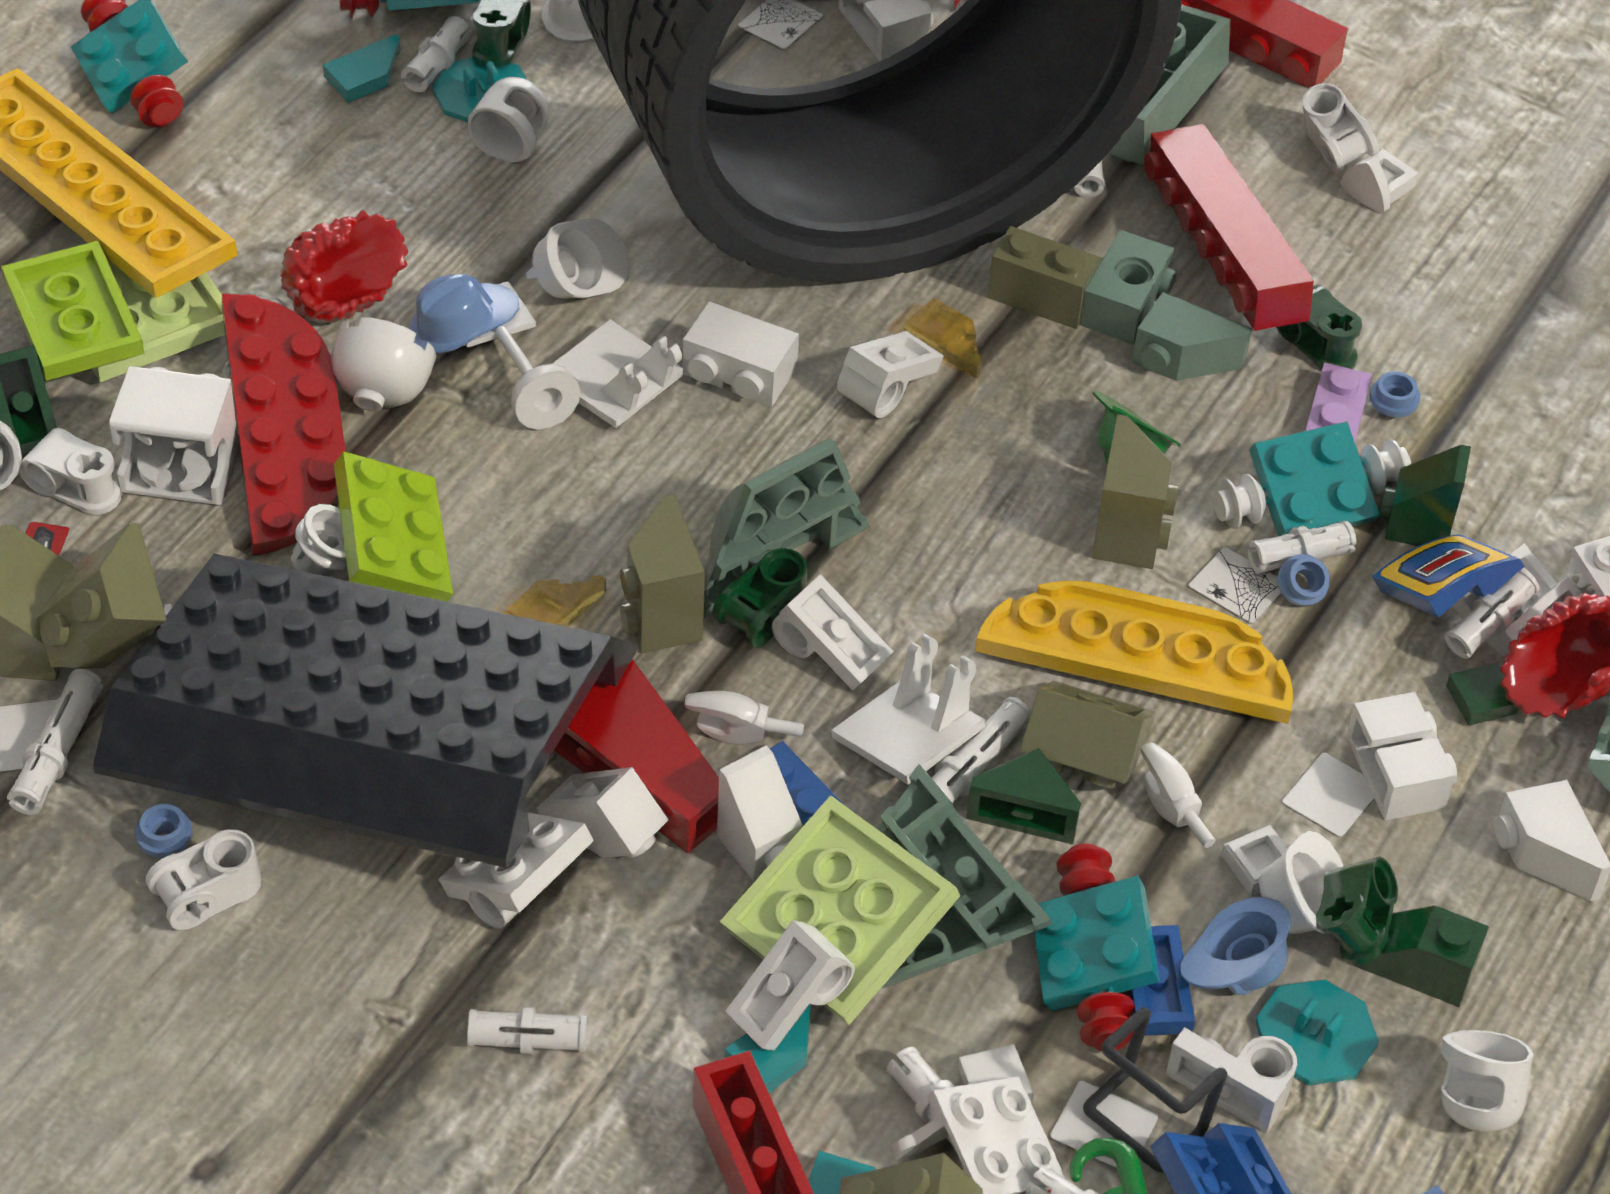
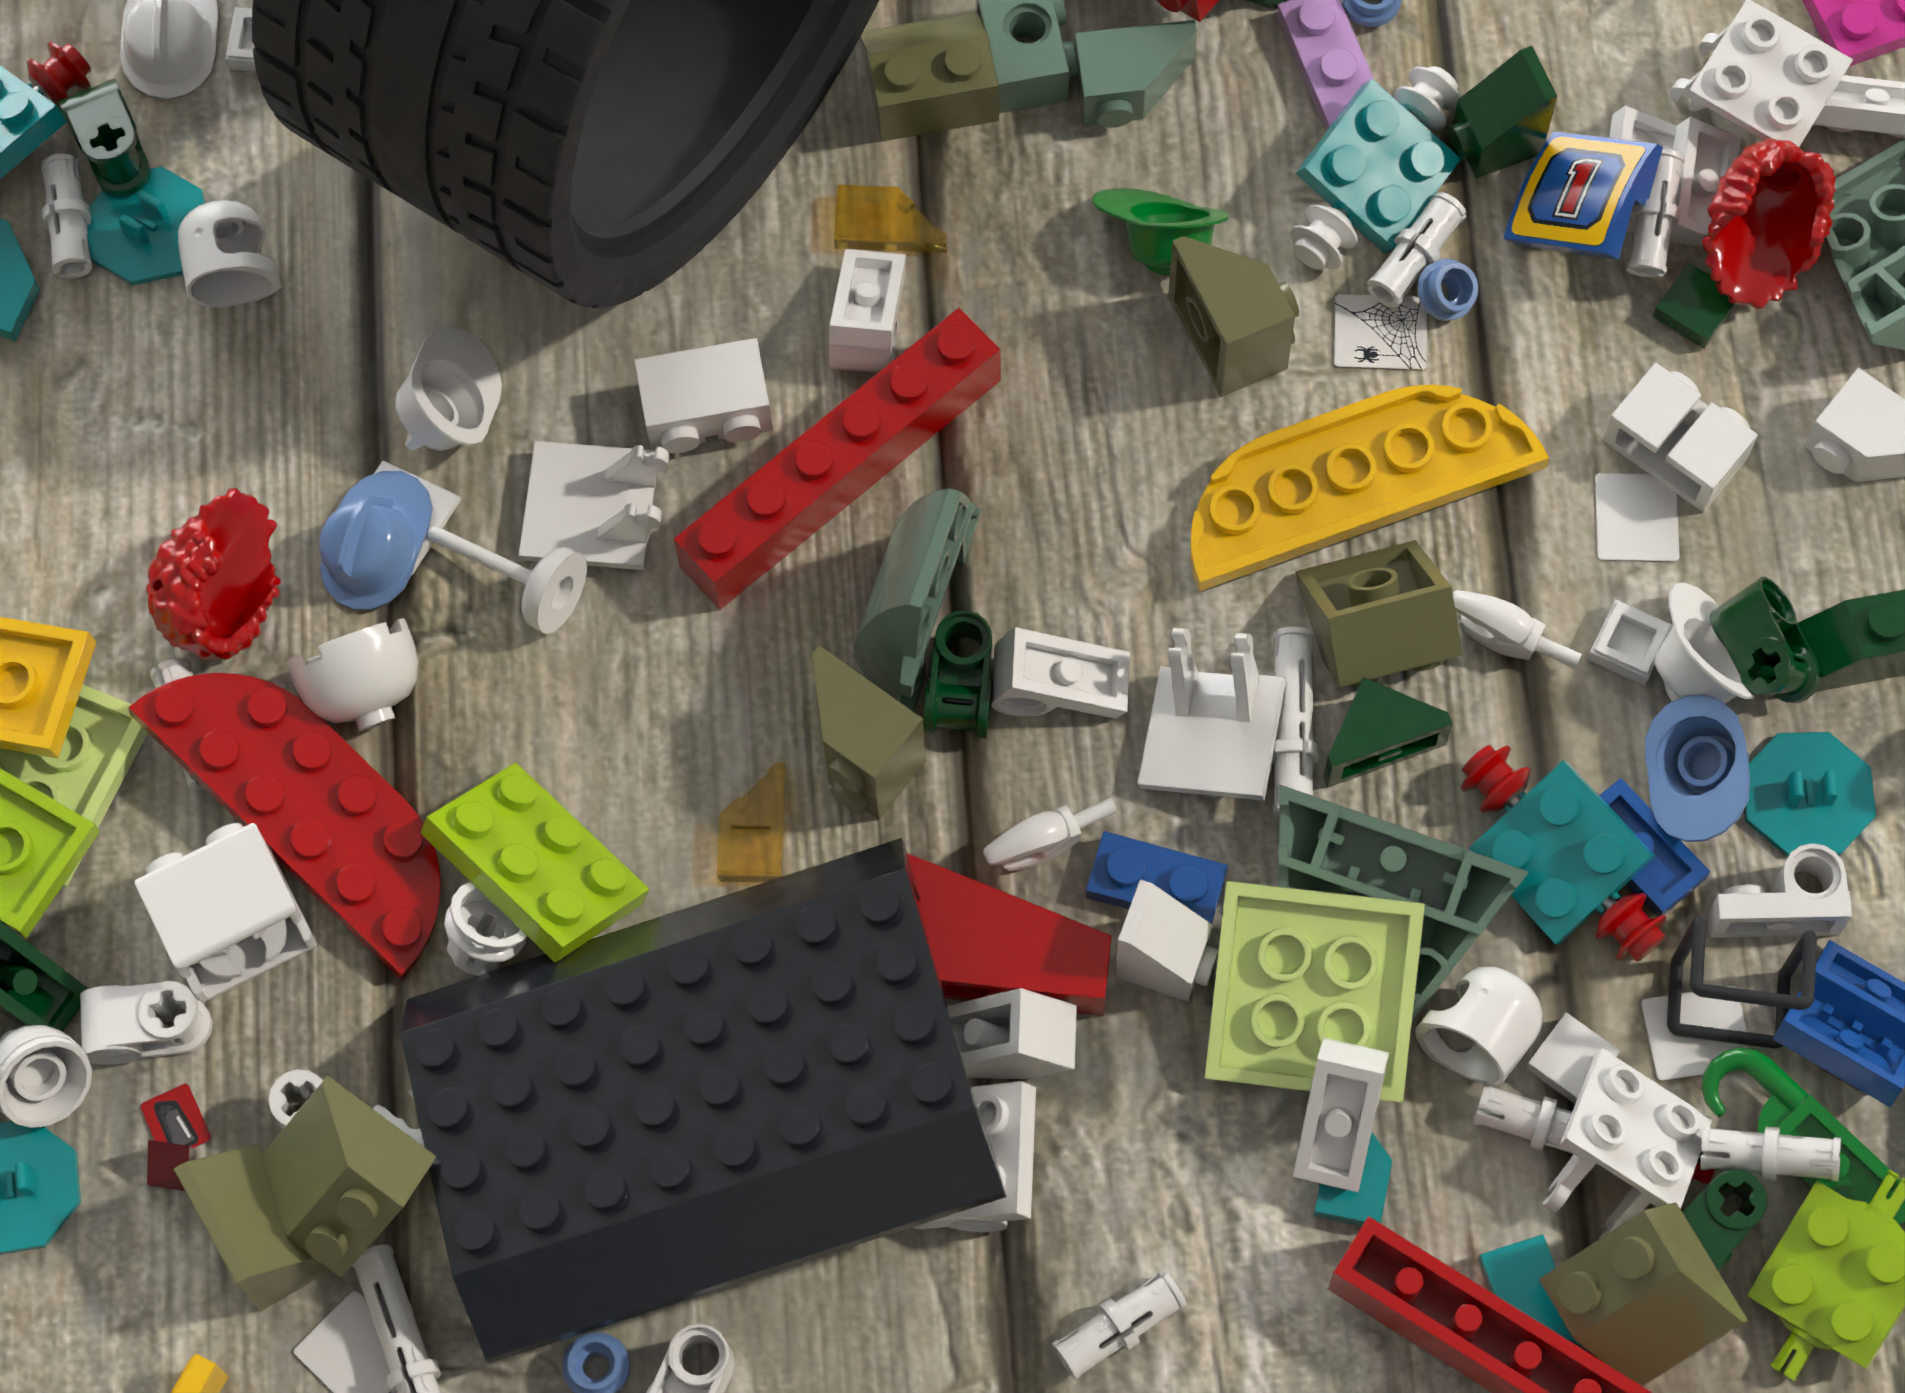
camera: 30 degrees left, 20 degrees up
(762, 431) = (838, 458): none -> red brick
(956, 1007) = (1496, 1014): none -> white helmet

